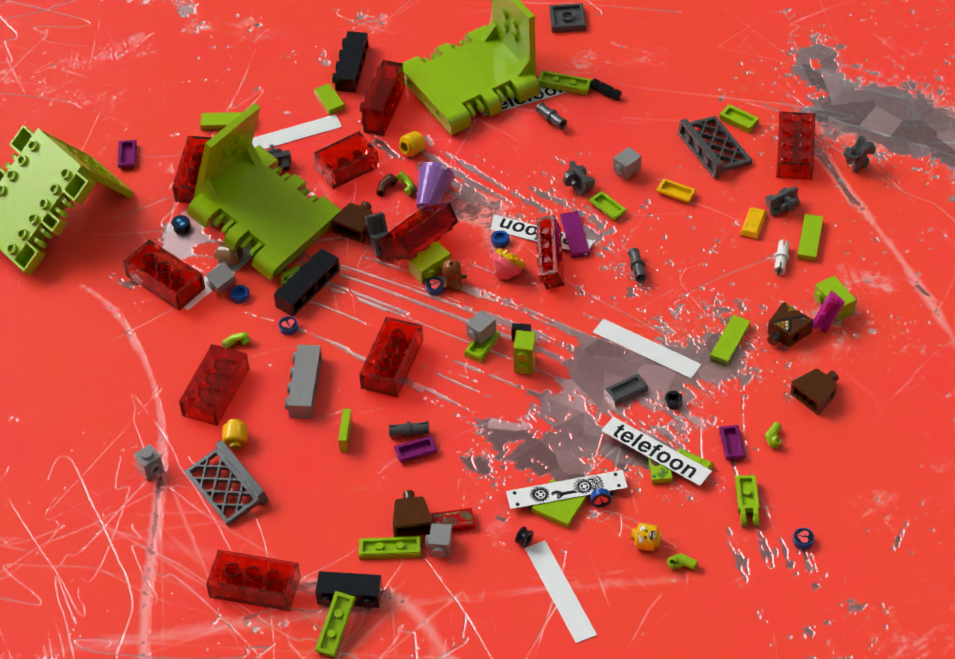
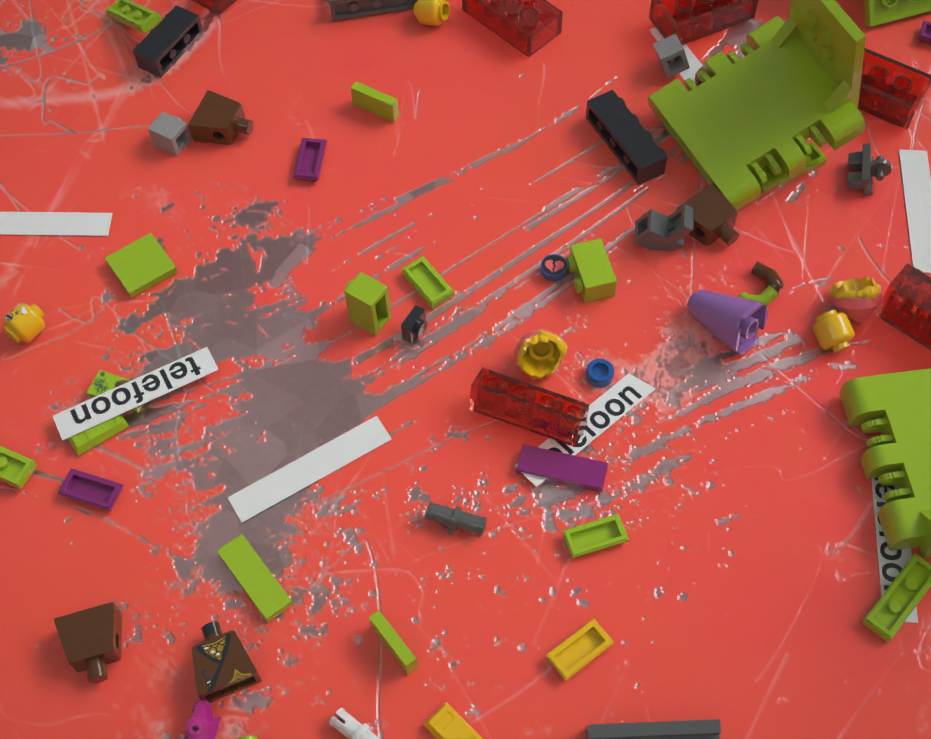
camera: 115 degrees right, 10 degrees up
(234, 338) = (574, 53): lime arm -> none
(239, 294) = (646, 77): blue tile -> none
(288, 325) = (569, 104): tile -> none
(289, 273) = (650, 125): lime arm -> none
(304, 382) = (470, 88): light grey brick -> none
(346, 159) = (828, 241): clear red piece -> none
(383, 136) = (856, 298): none -> hair
(390, 547) = (208, 79): lime tile -> none
(391, 357) = (451, 172): clear red brick -> none
(409, 429) = (340, 161): dark grey pin -> none
(418, 231) = (638, 260): clear red brick -> none
(453, 275) = (553, 284): dark orange animal -> none
(459, 519) = (191, 159): red tile -> none
(480, 327) = (440, 274): light grey brick -> none
(524, 536) = (118, 209): black bush -> none
(551, 115) = (825, 540): dark grey pin -> none
(565, 489) = (148, 278): white sticker -> none
(577, 178) = (654, 518): dark grey hips -> none
(600, 497) = (113, 303): tile -> none
(606, 89) = (861, 654): black axle -> none
(626, 389) = (255, 409): dark grey tile -> none
(627, 163) = (663, 594): light grey brick -> none
(673, 395) = (194, 455): black bush -> none
(726, 261) = (393, 642): none -> lime tile
(771, 435) = (65, 544): lime arm -> none

